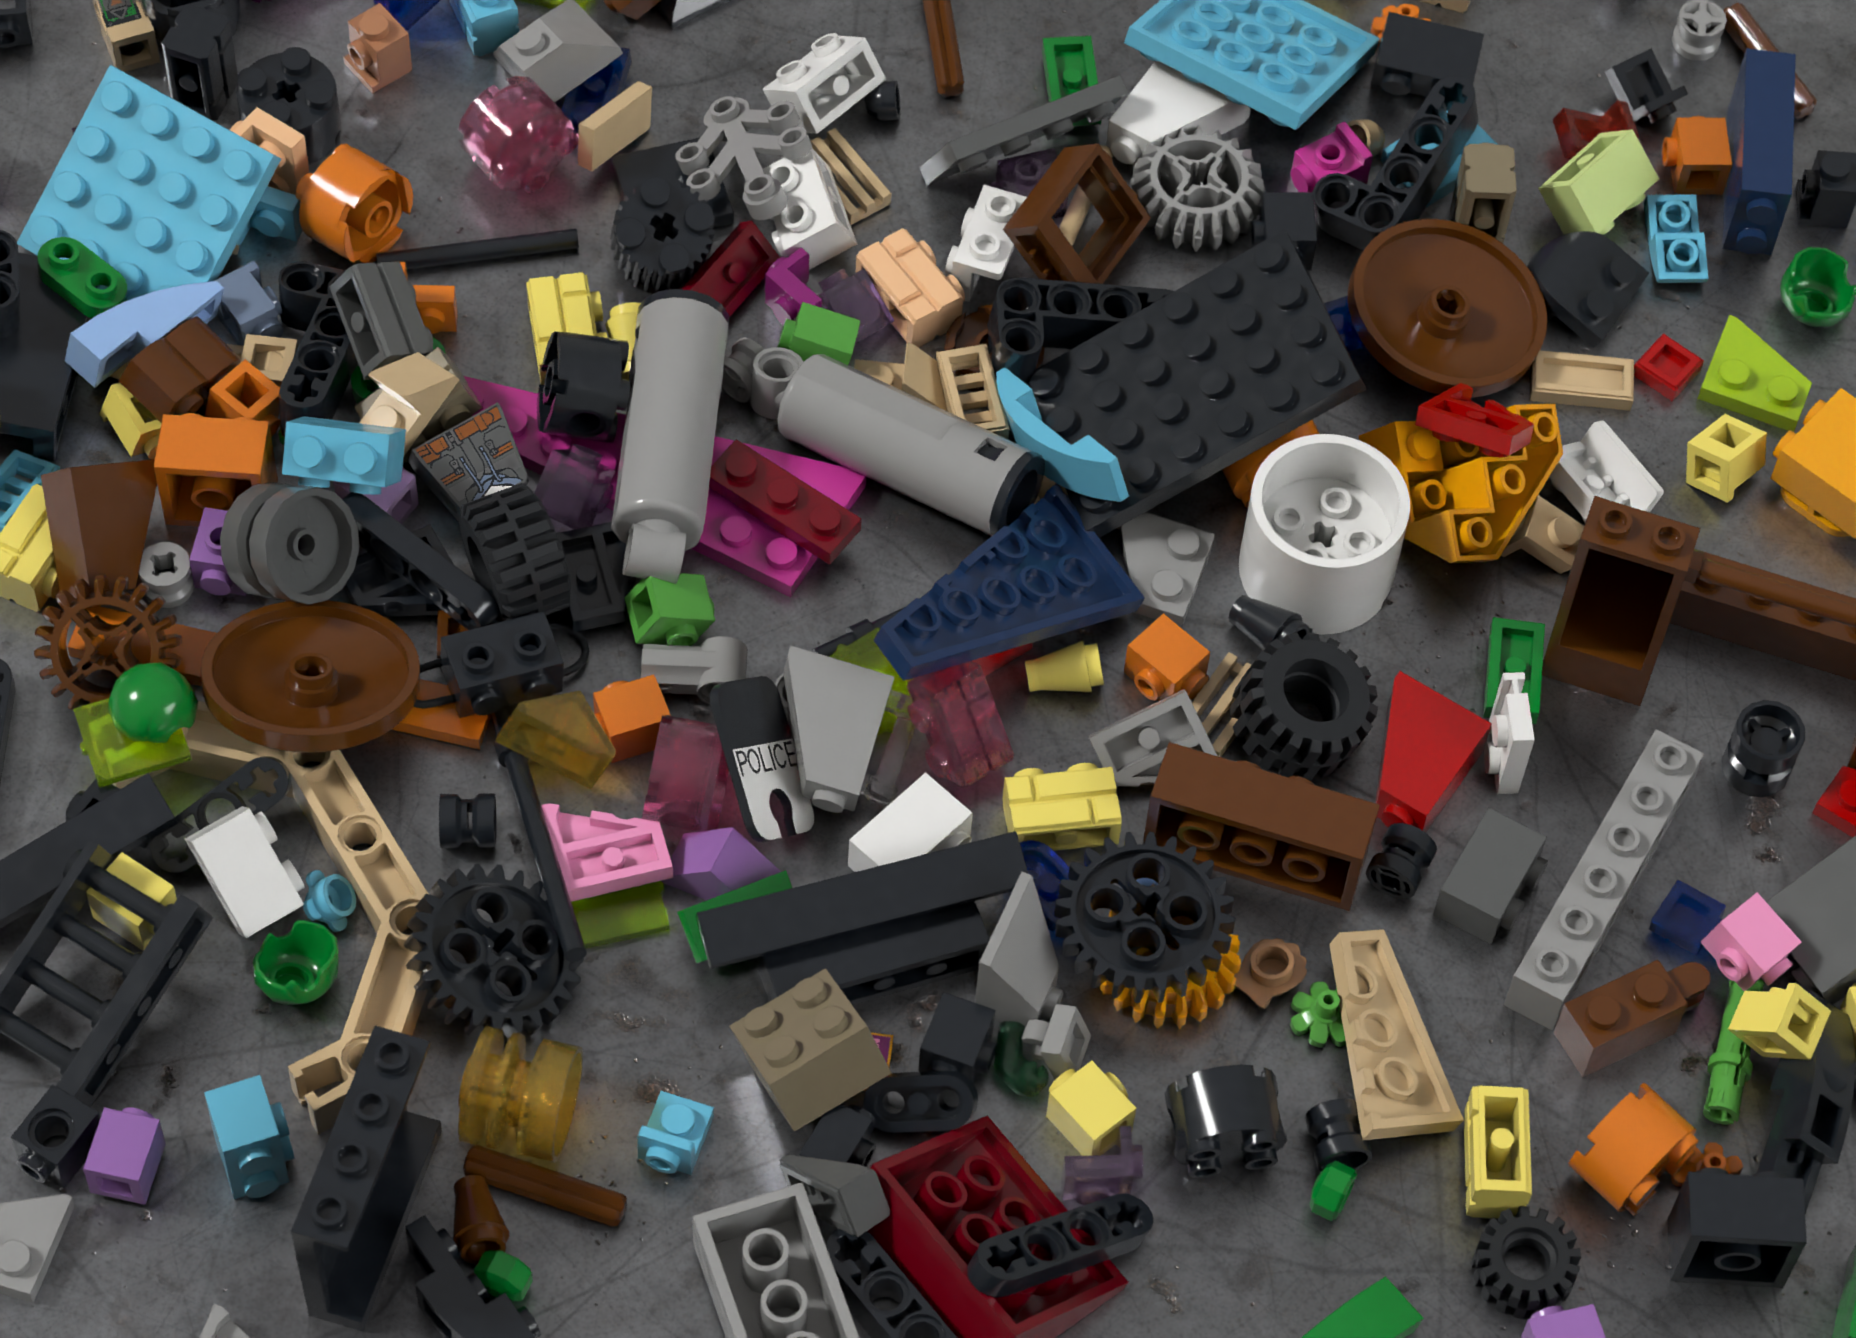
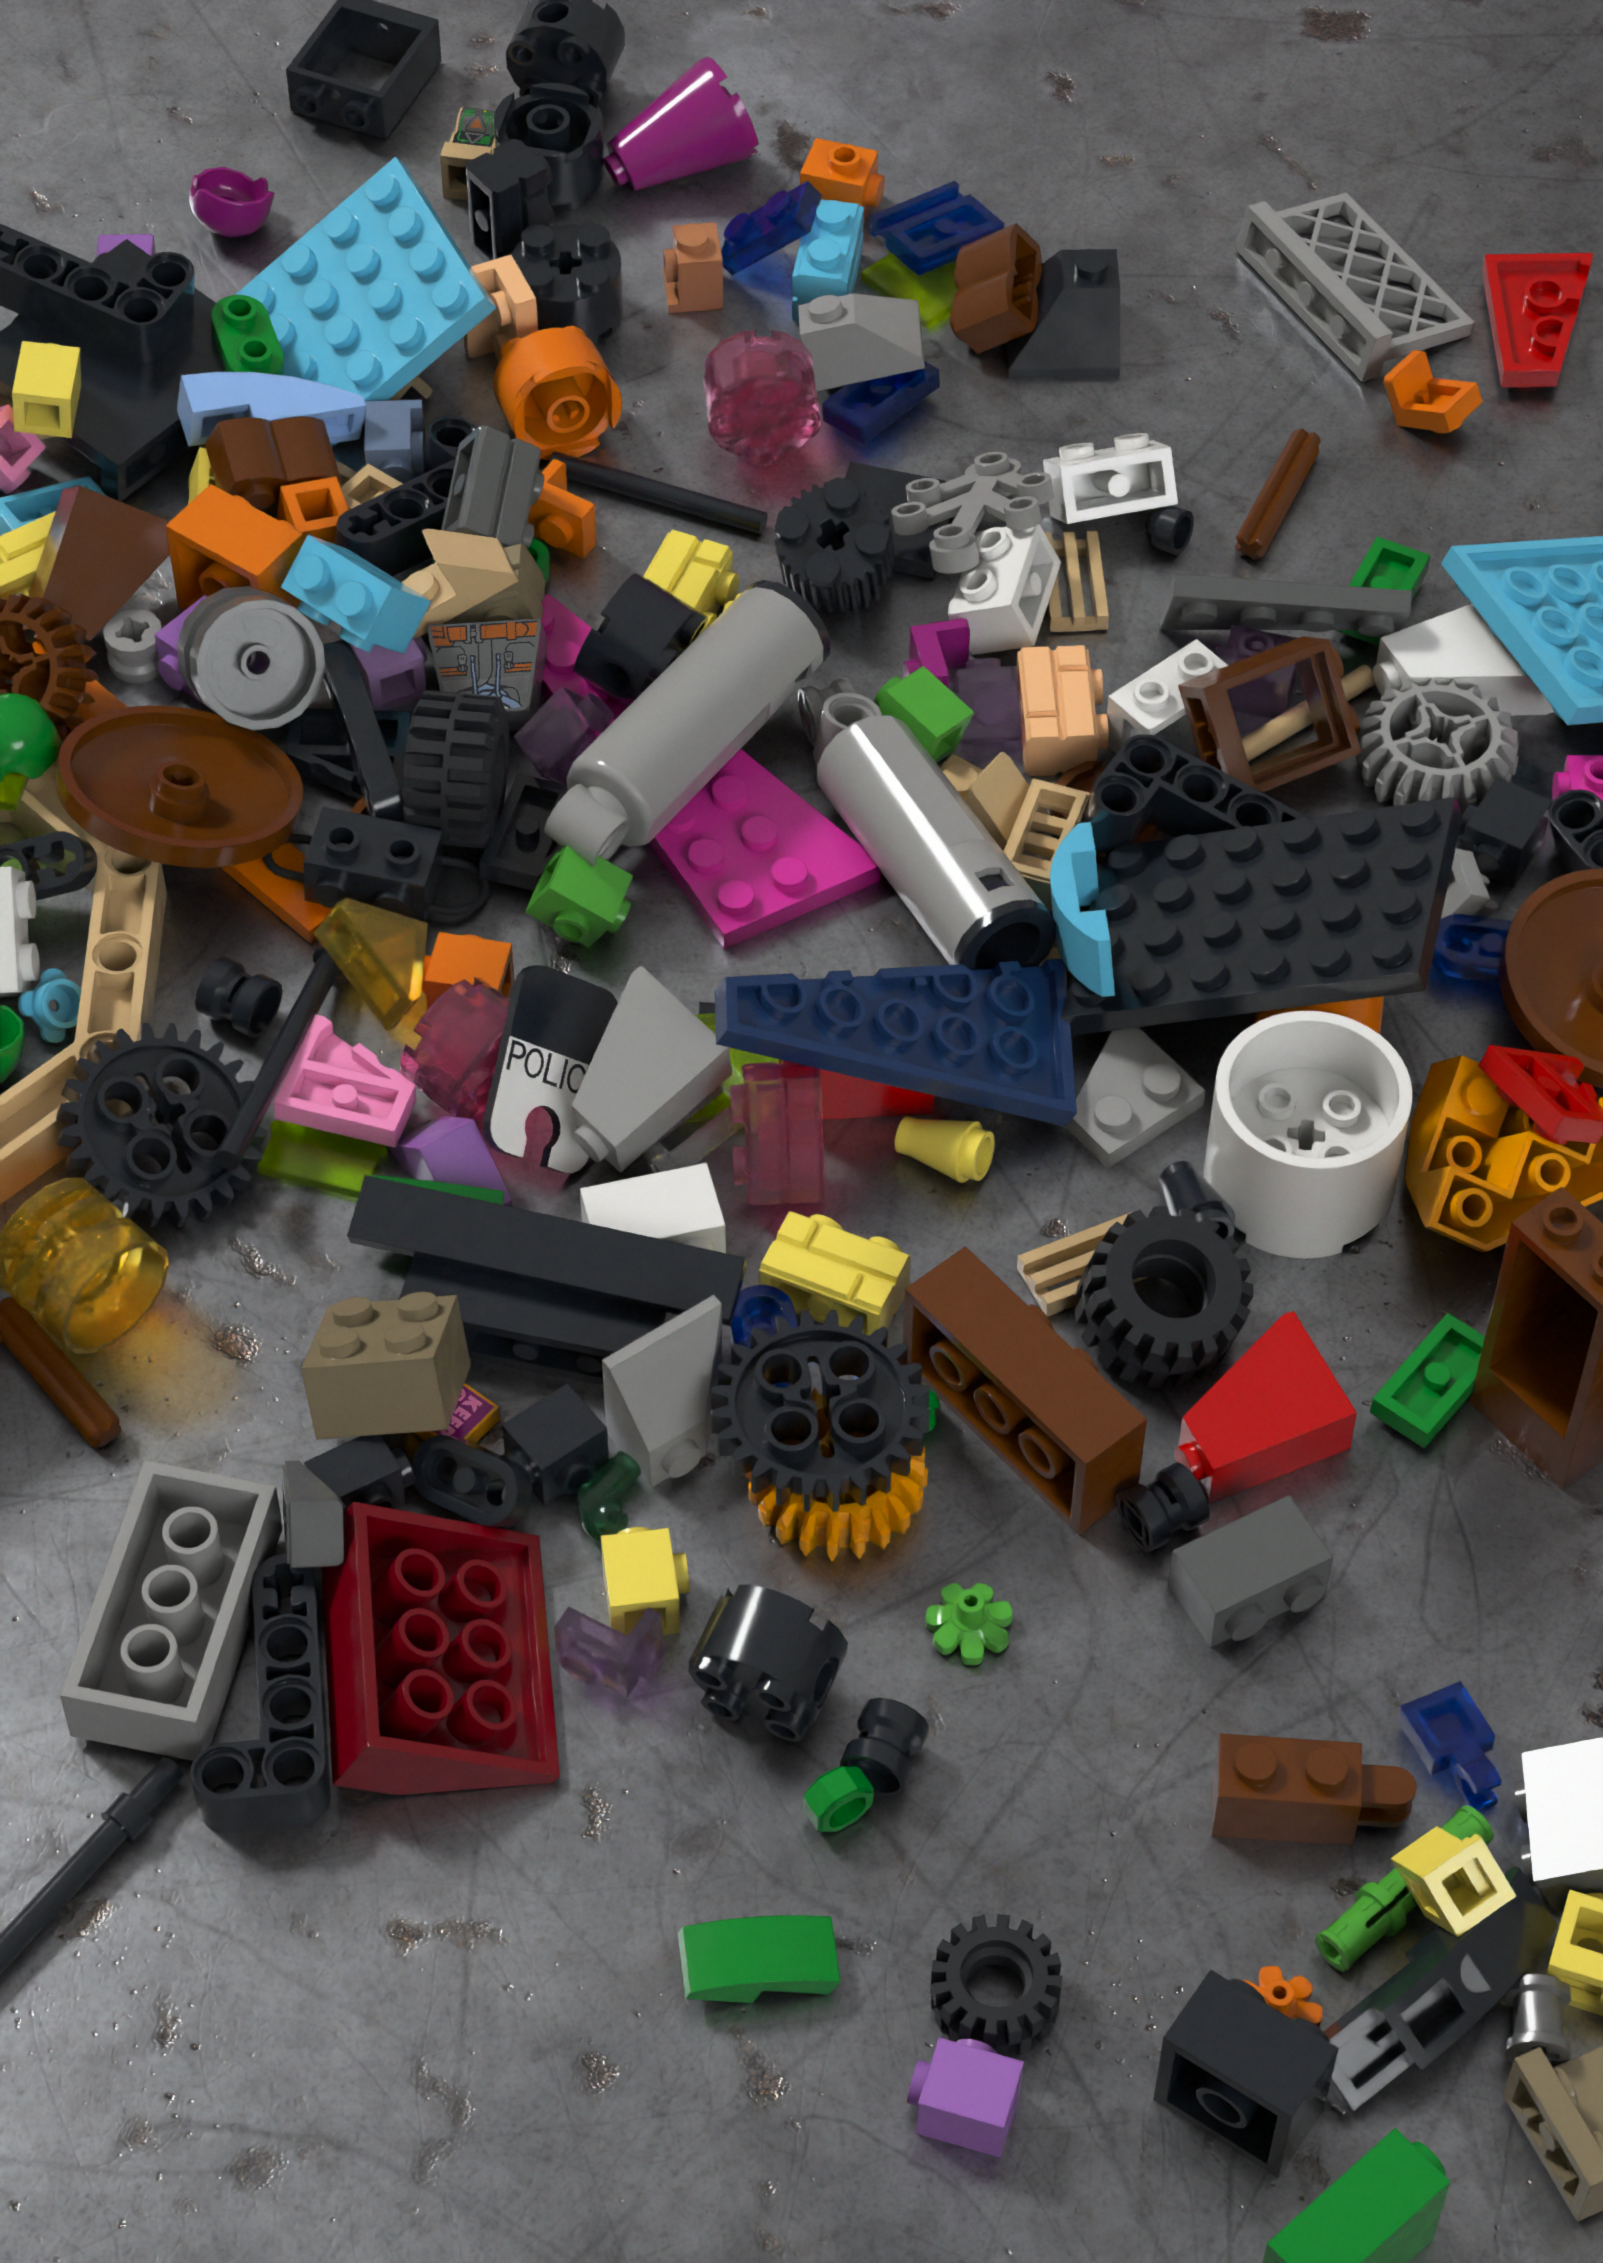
camera: 35 degrees right, 5 degrees down
(276, 215) = (470, 362): medium azure bracket -> none
(614, 126) = (867, 431): tan tile -> none
(674, 1134) = (213, 1389): medium azure bracket -> none
(695, 667) = (543, 945): light grey piece -> none
(735, 267) = (880, 618): dark red plate -> none
(783, 502) = (768, 847): dark red plate -> none
(1055, 1236) = (497, 1700): black beam -> none
(1061, 1041) = (663, 1496): light grey tile -> none
(1139, 741) = (1004, 1243): light grey wing -> none
(1166, 661) = (1054, 1188): orange brick -> none
(1270, 970) = (939, 1546): medium nougat animal -> none
(1389, 1052) = (1005, 1688): tan wing -> none
(1497, 1151) = (1039, 1848): light yellow brick -> none
(1511, 735) = (1365, 1431): white plate -> none
(1603, 879) = (1378, 1634): light grey brick -> none
(1634, 1149) = (1191, 1921): orange brick -> none
(1752, 944) = (1481, 1782): bright pink brick -> none

